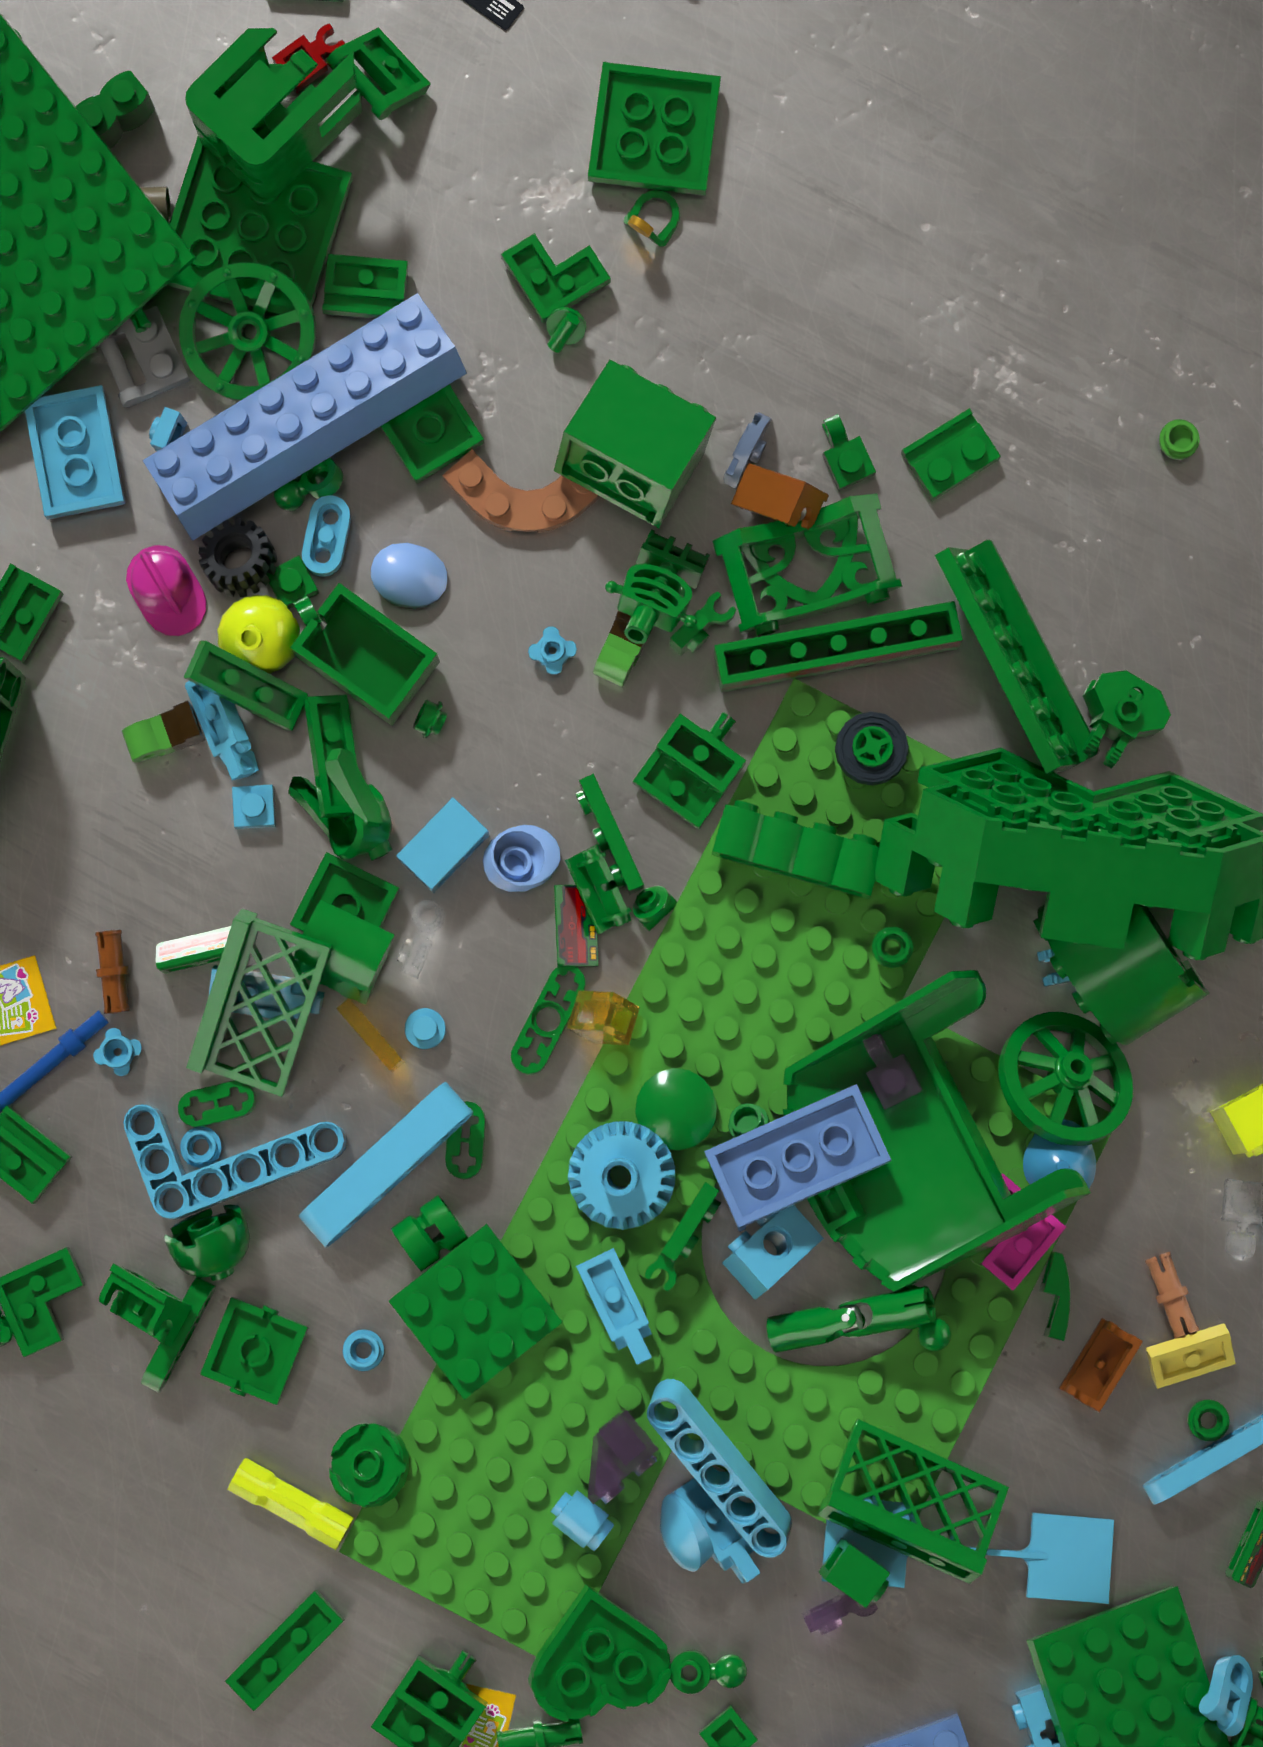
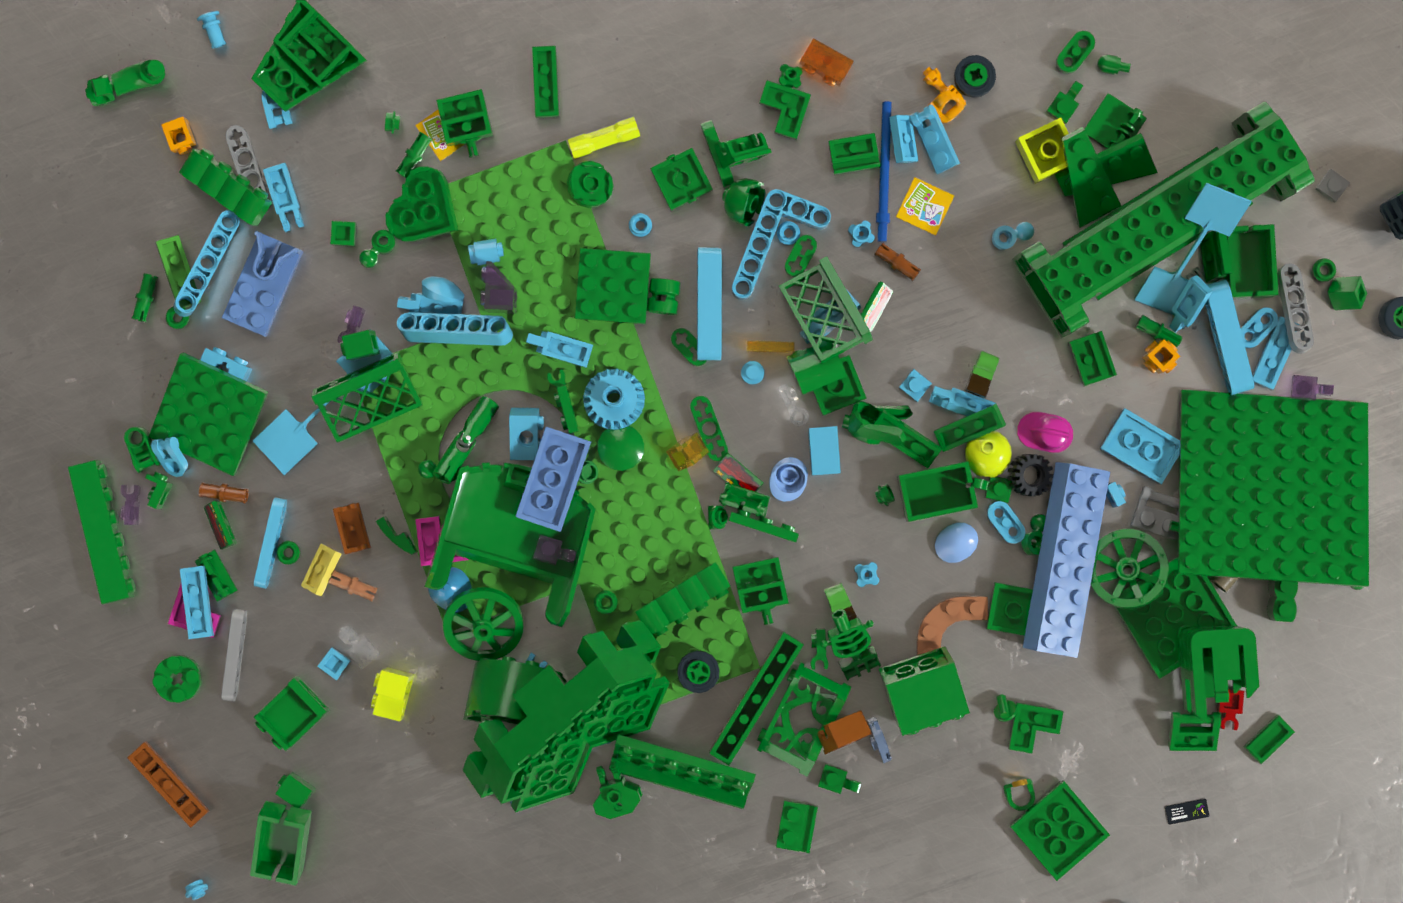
camera: 135 degrees right, 5 degrees up
(363, 285) = (1103, 638): green plate -> none
(1210, 1578) = (223, 492): none -> dark orange pin

